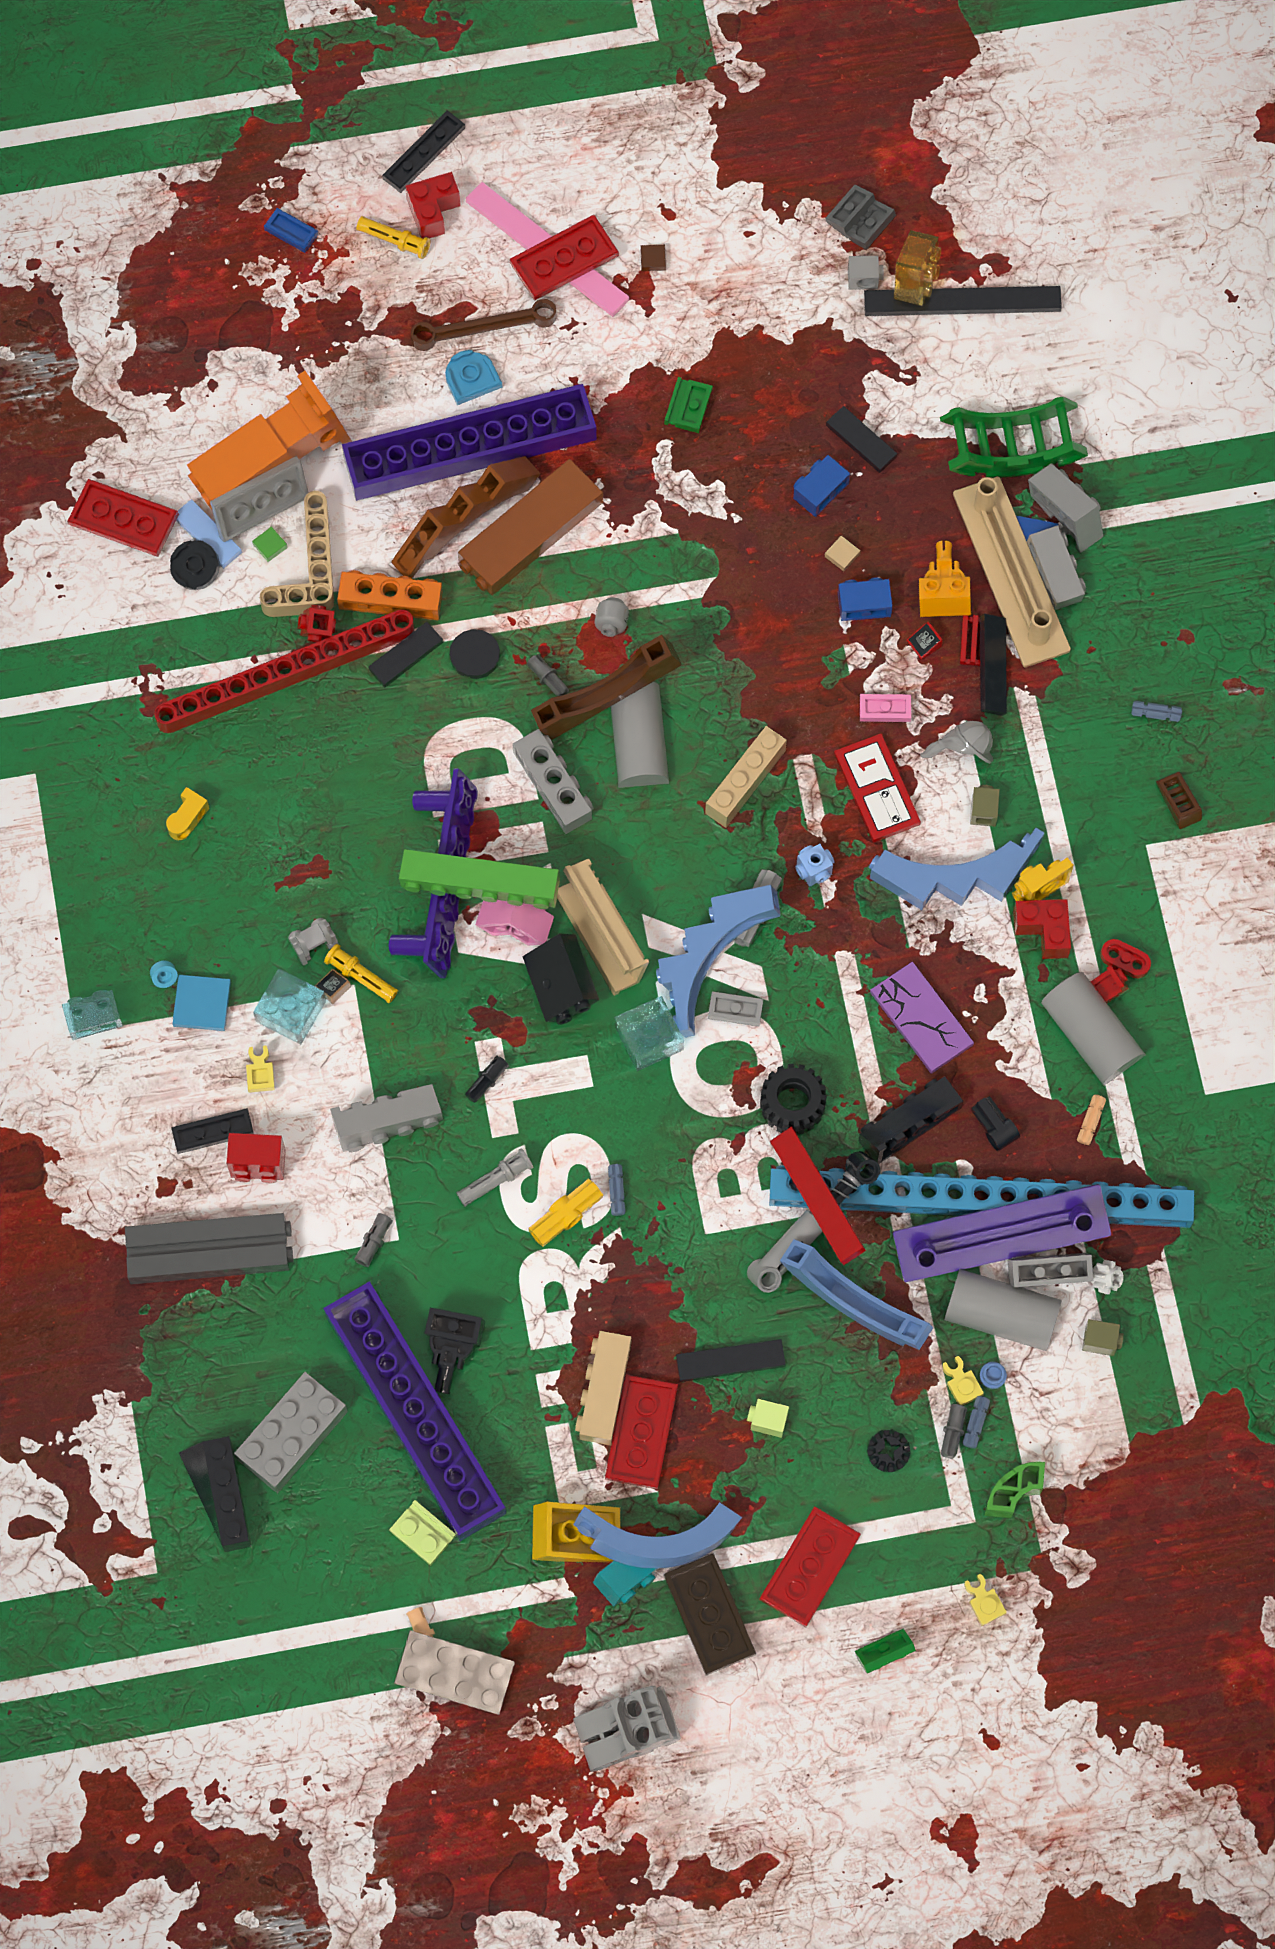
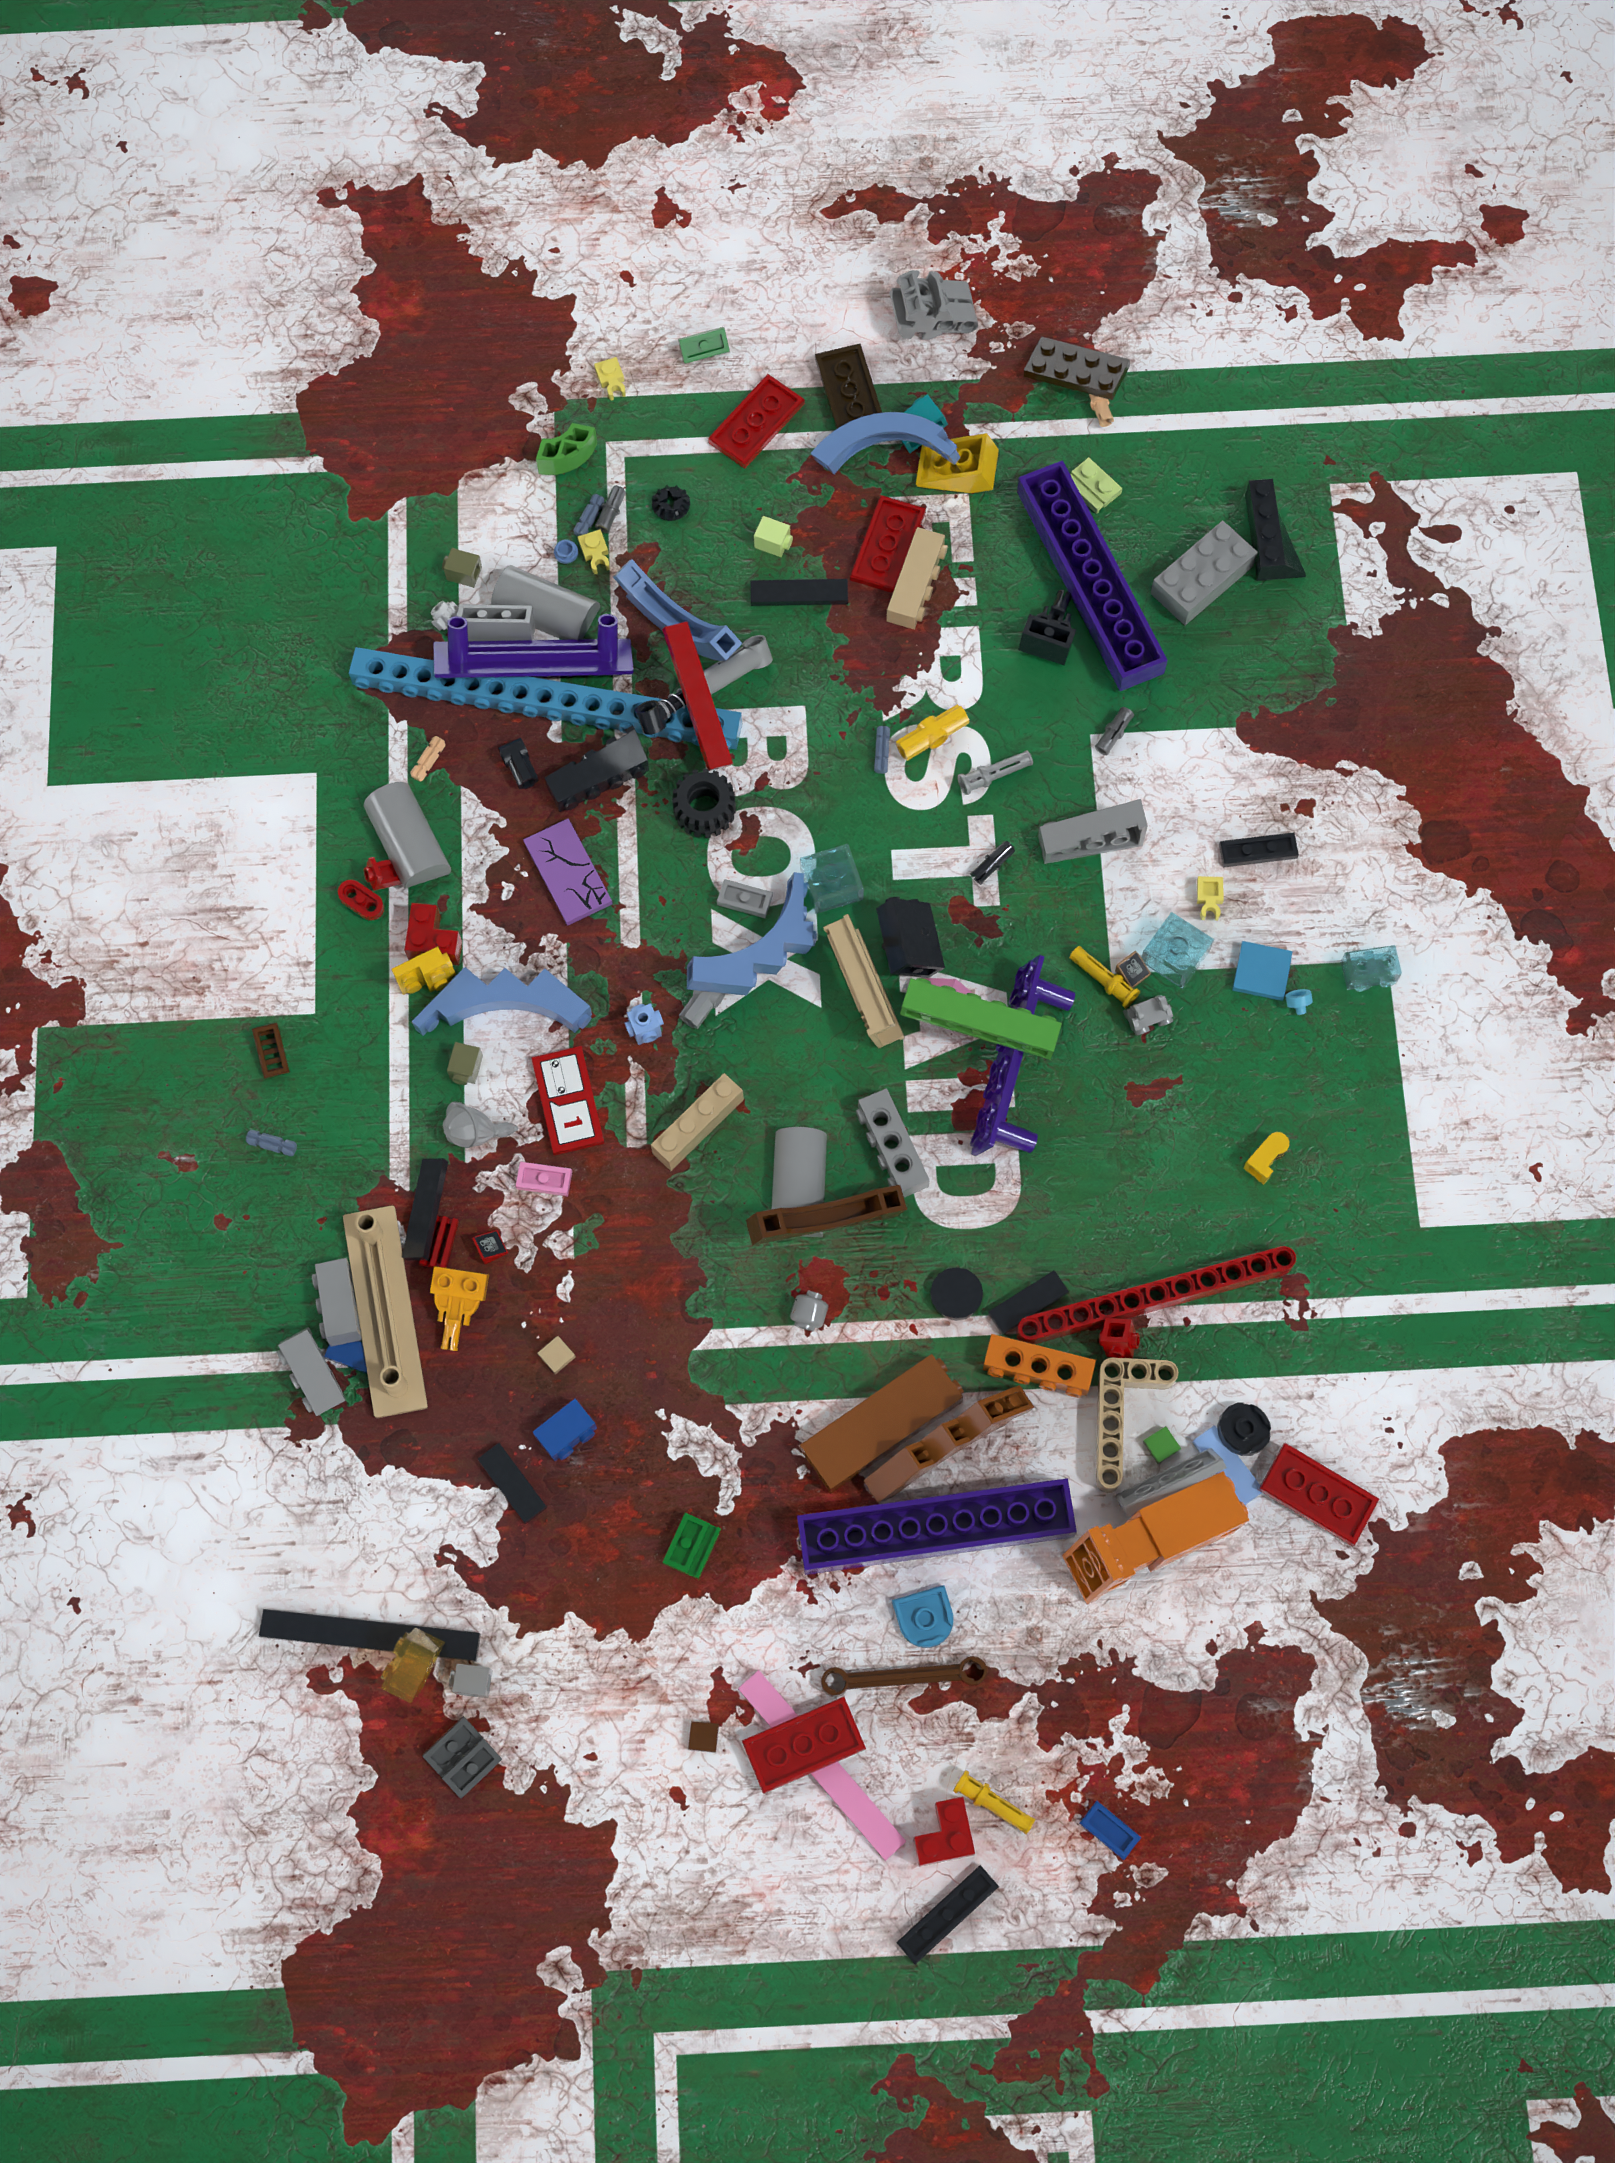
camera: 170 degrees left, 0 degrees up
(208, 1248) = (1270, 739): dark grey brick -> none
(256, 1157) = (1220, 807): red brick -> none
(547, 675) = (883, 1256): flat silver axle -> none
(864, 599) = (542, 1296): blue brick -> none
(1013, 465) = (354, 1430): green fence -> none

